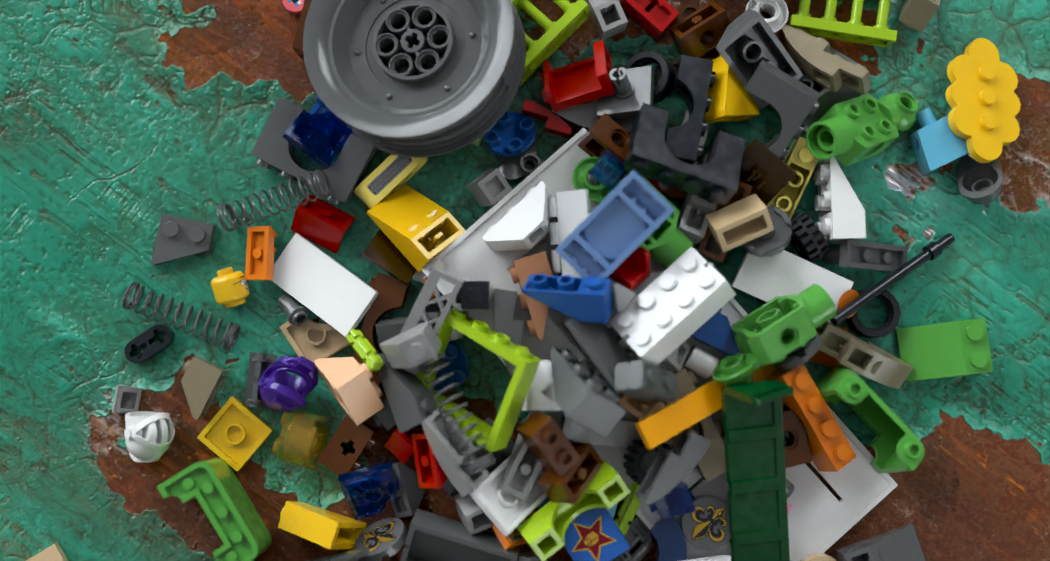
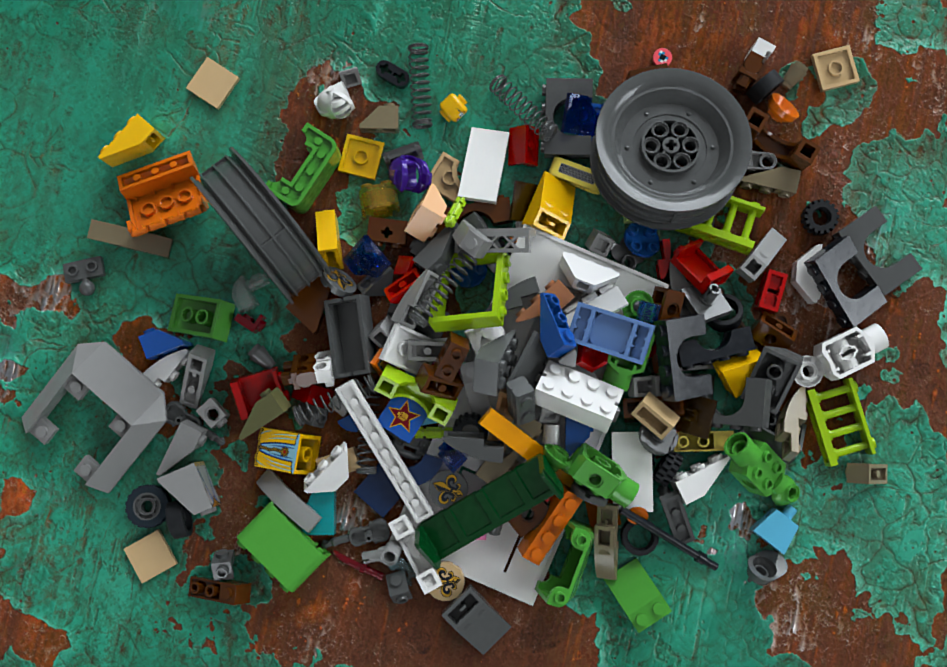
camera: 70 degrees right, 0 degrees up
(181, 238) = (470, 61): dark grey wing -> none
(260, 253) = (484, 116): orange plate -> none
(296, 314) = (456, 158): dark grey pin -> none
(473, 295) = (524, 264): black brick -> none
(983, 100) = (819, 545): yellow plate -> none

